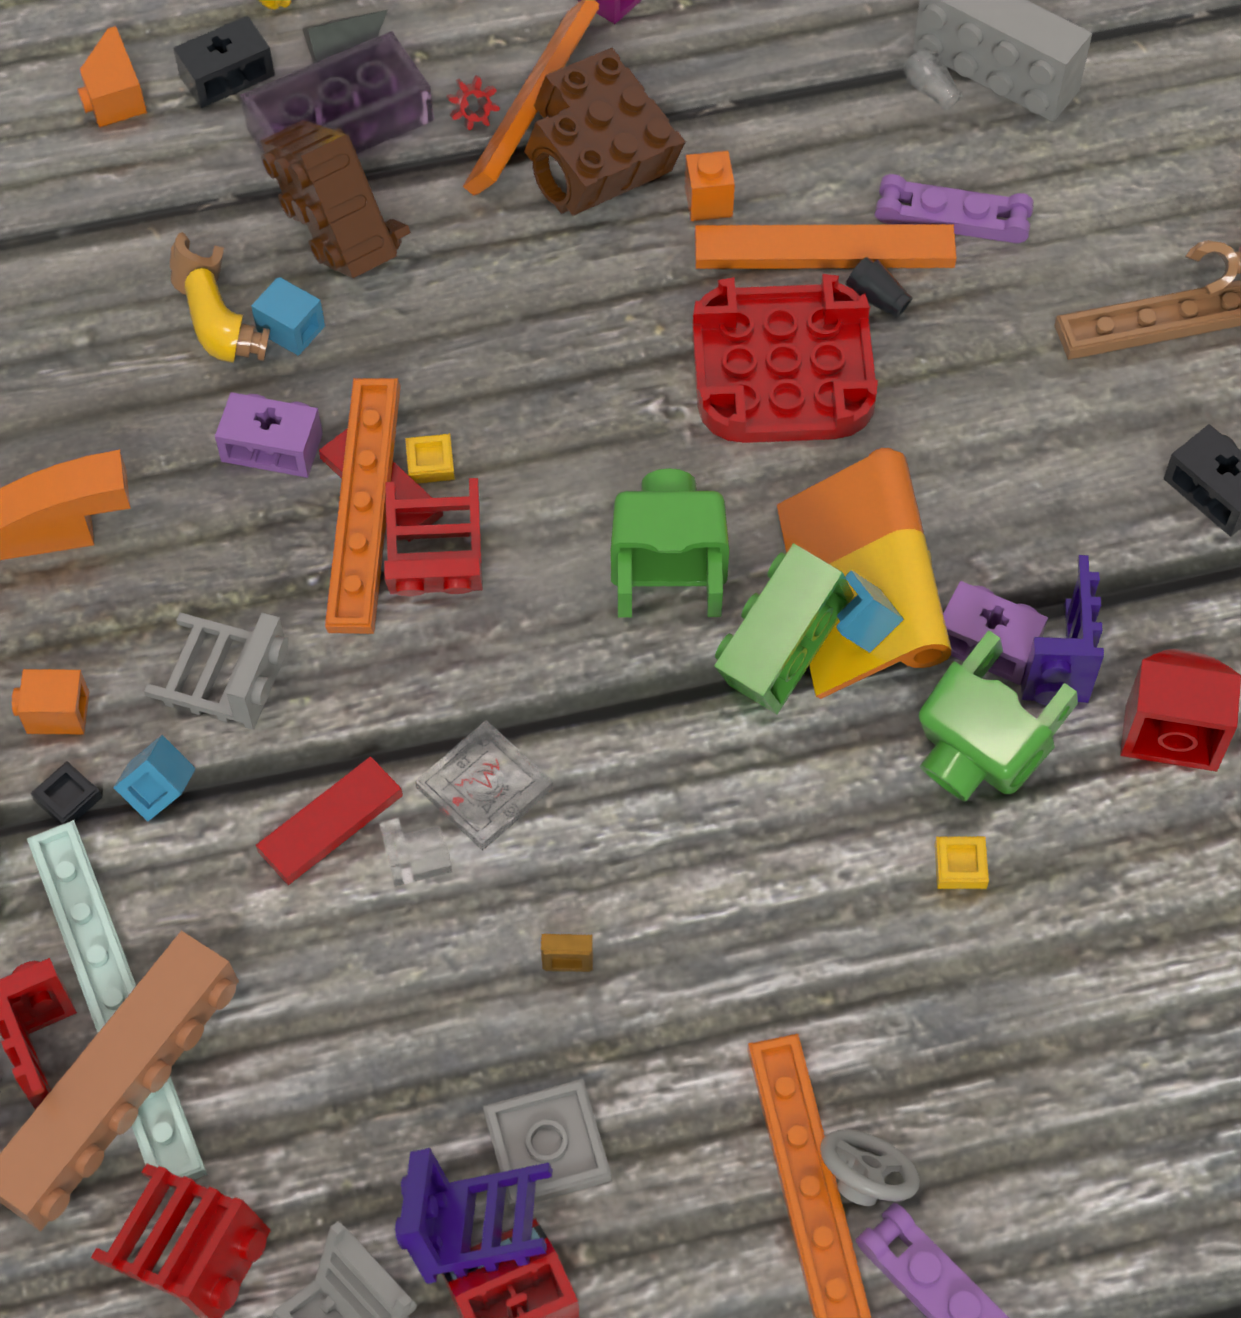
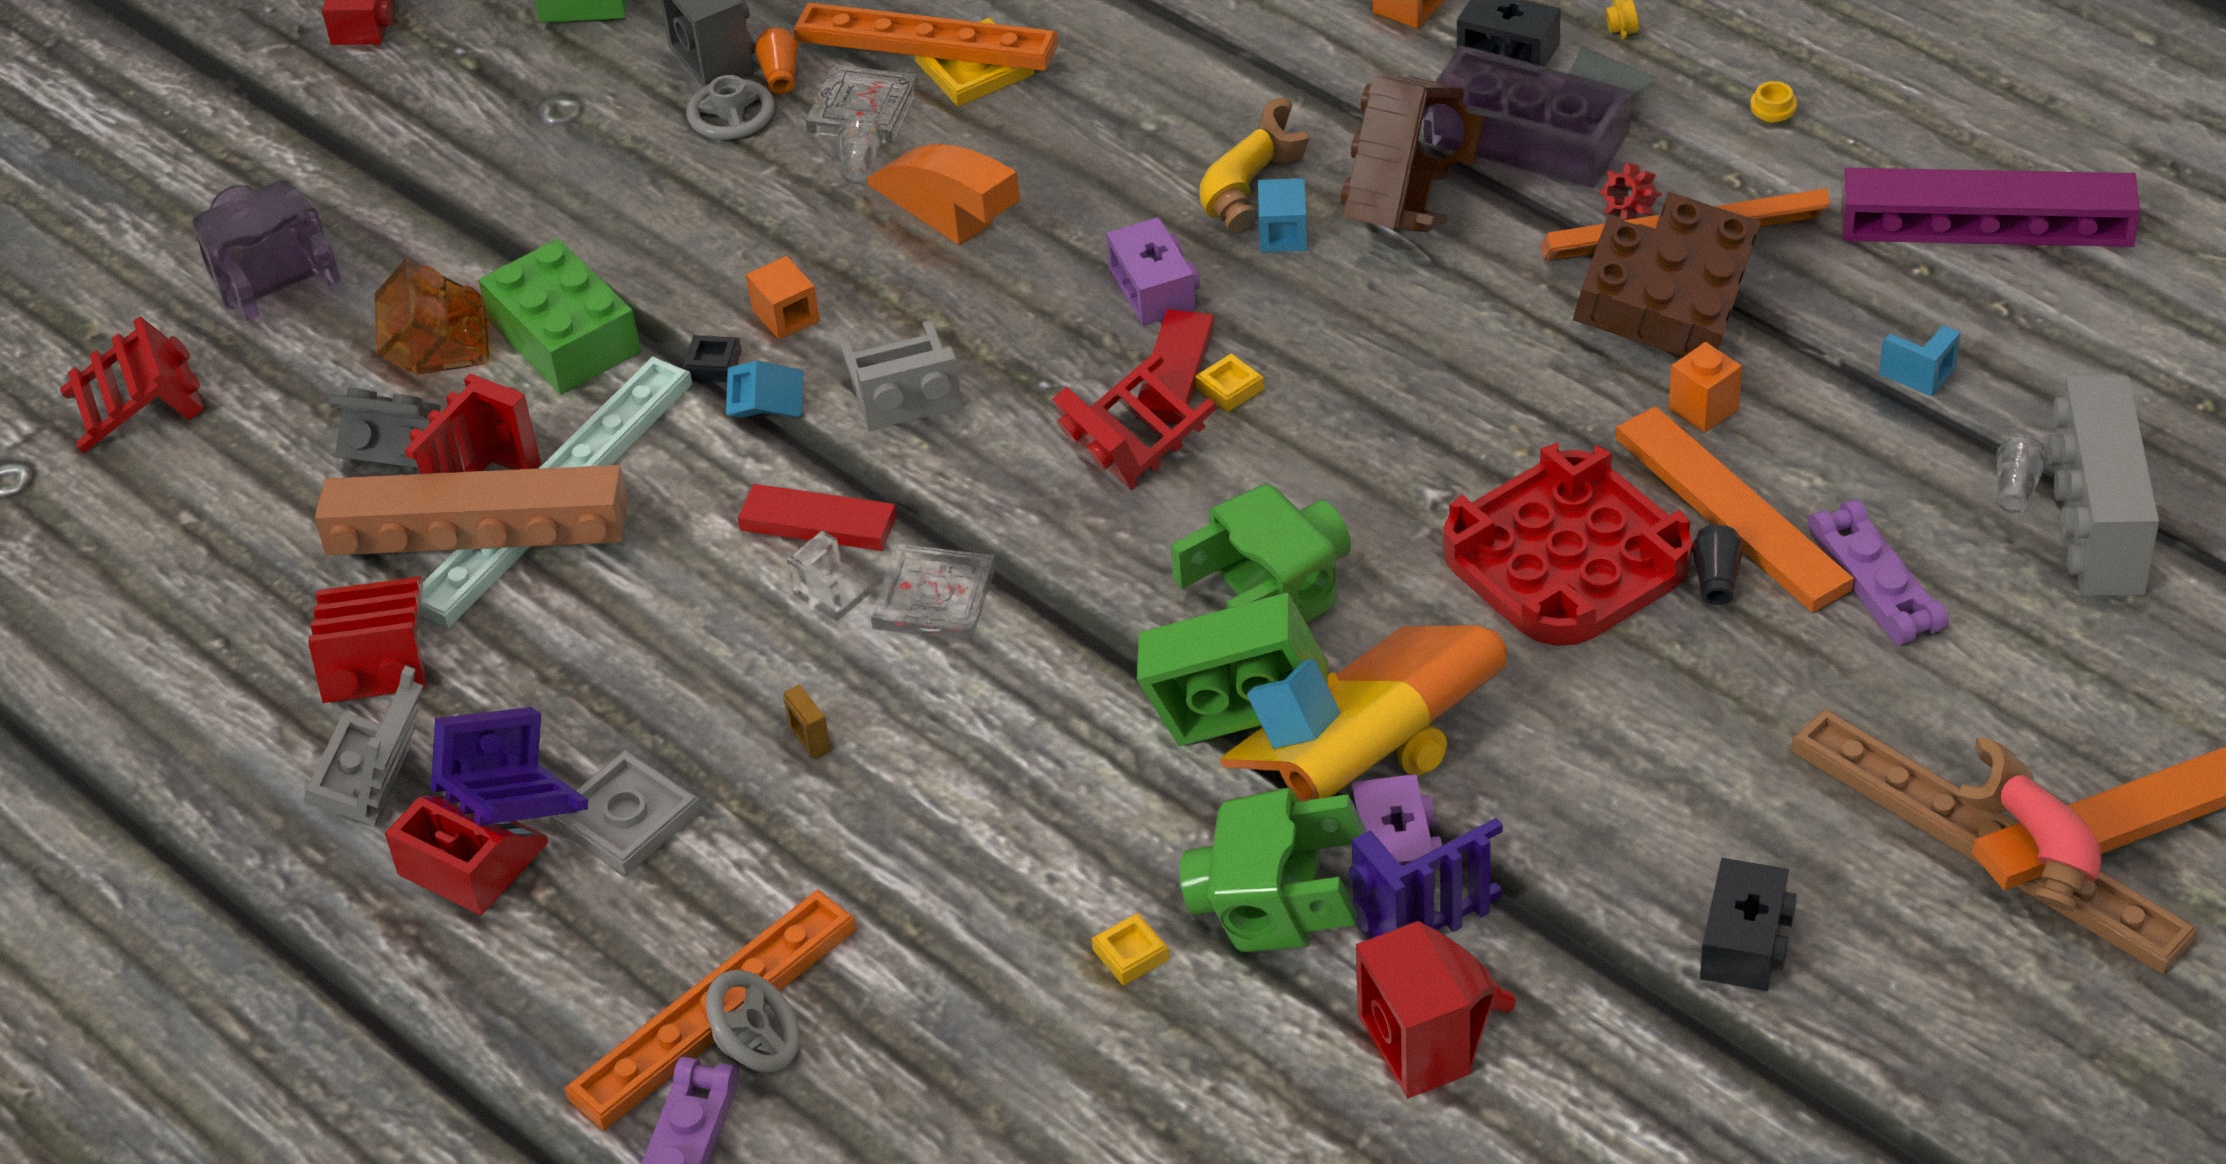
camera: 60 degrees right, 15 degrees down
(363, 506) = (1173, 339): orange tile -> none
(785, 62) = (1920, 366): none -> dark azure panel

